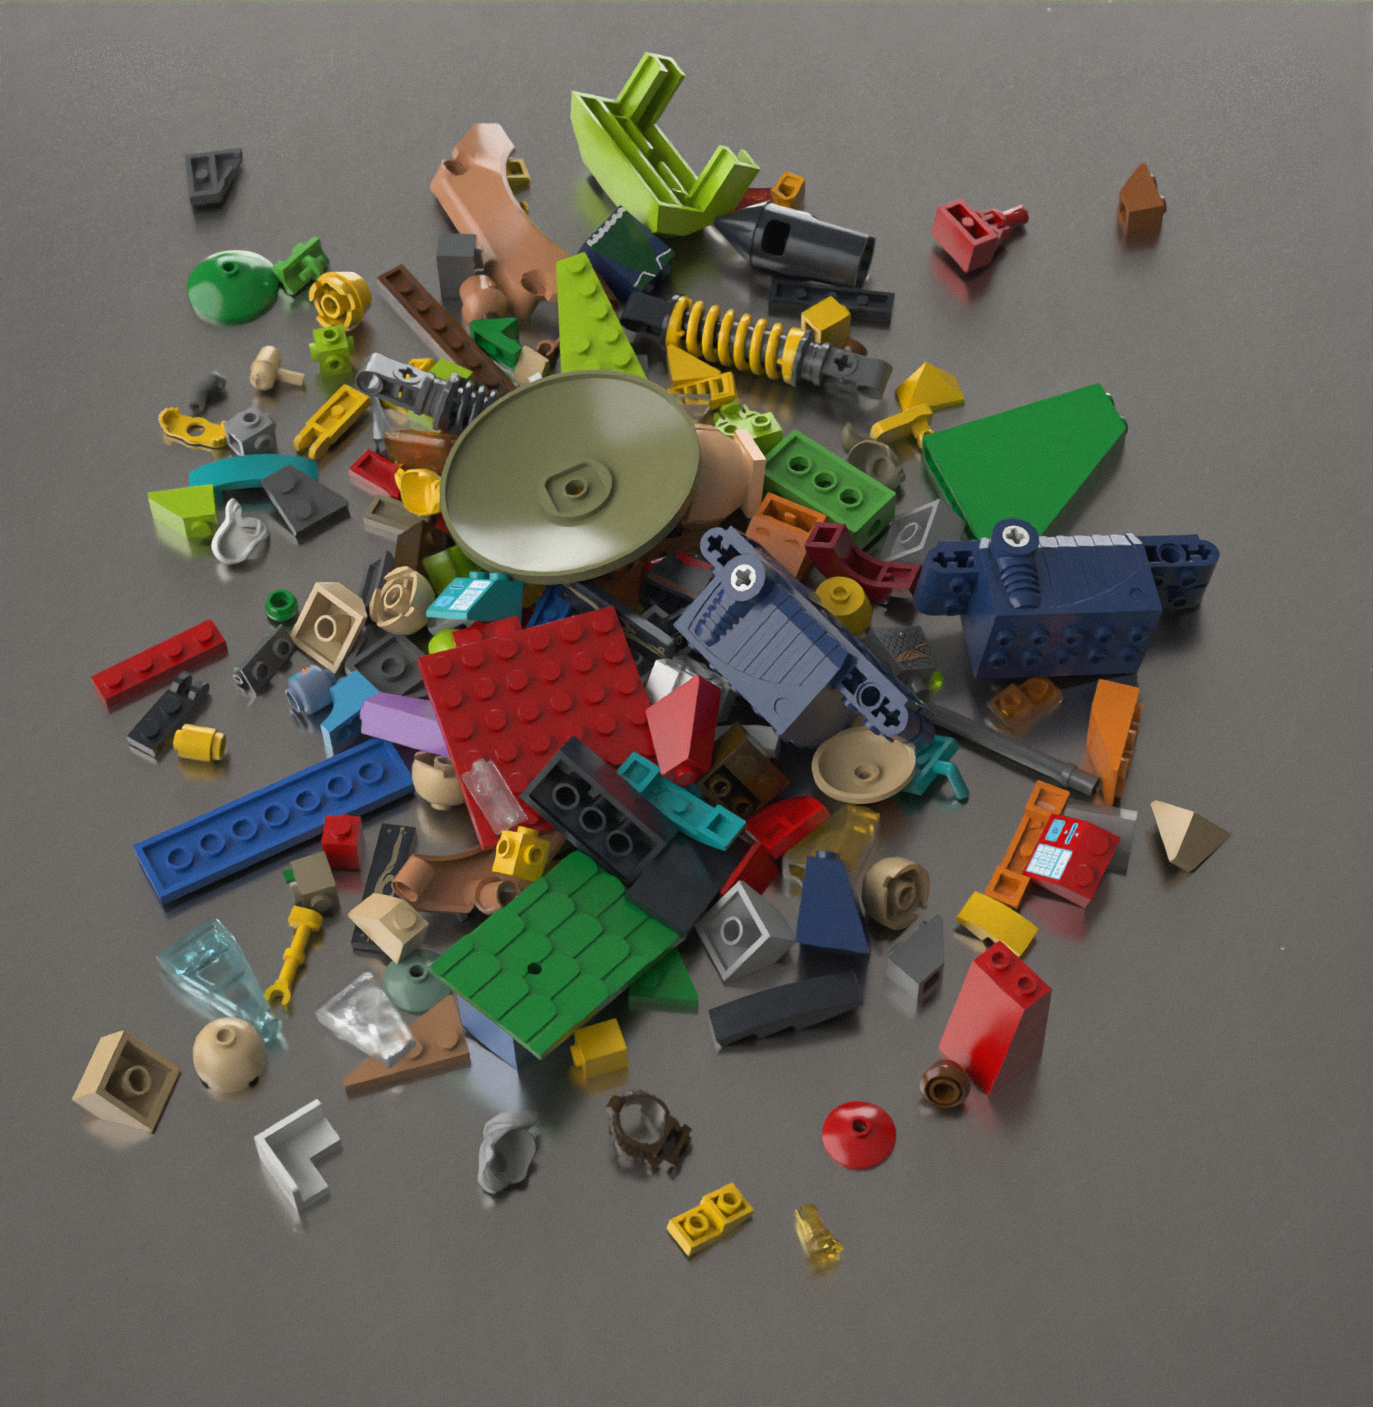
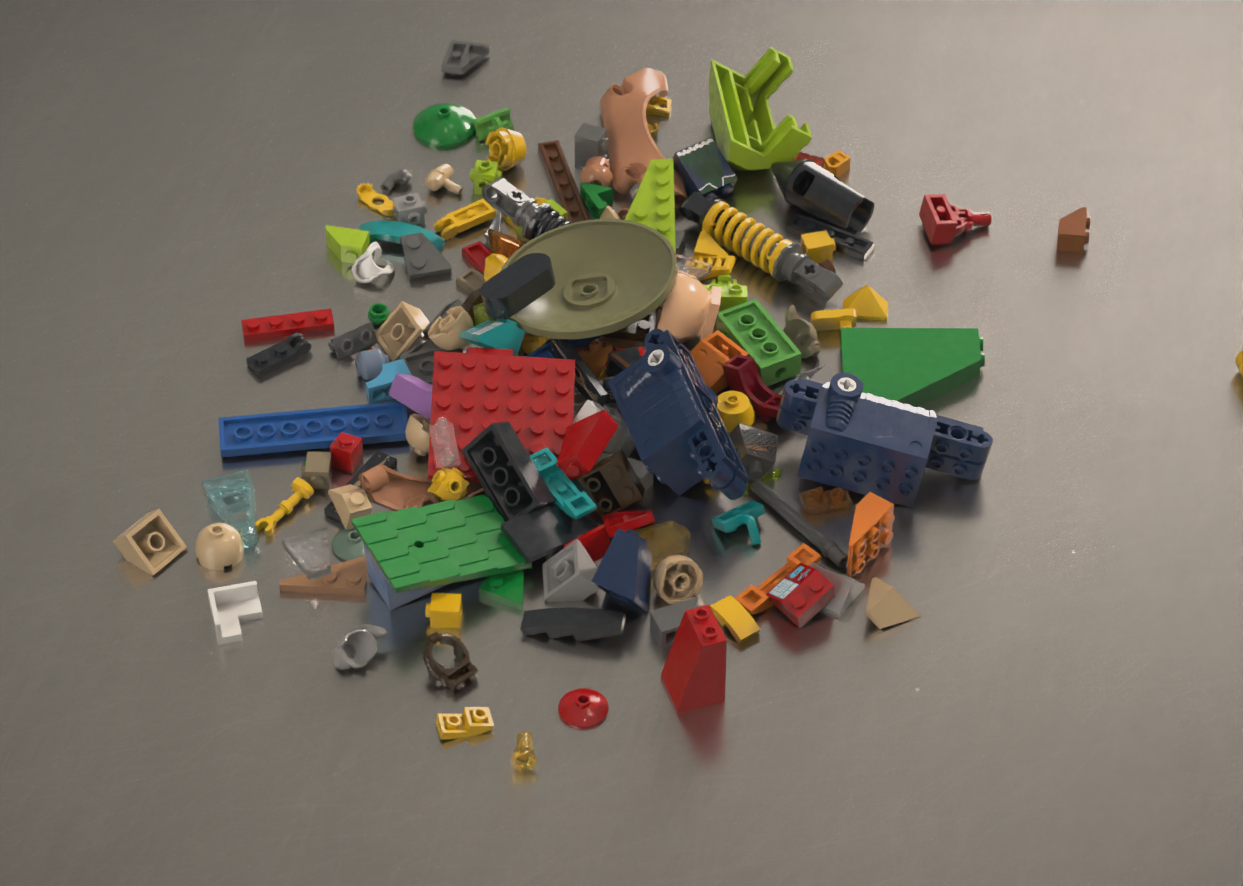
camera: 20 degrees right, 10 degrees down
(200, 743) = (288, 375): yellow brick -> none
(485, 517) = (518, 285): none -> black plant
(862, 766) = (694, 503): tan dish -> none
(945, 1084) = (649, 693): reddish brown cone -> none

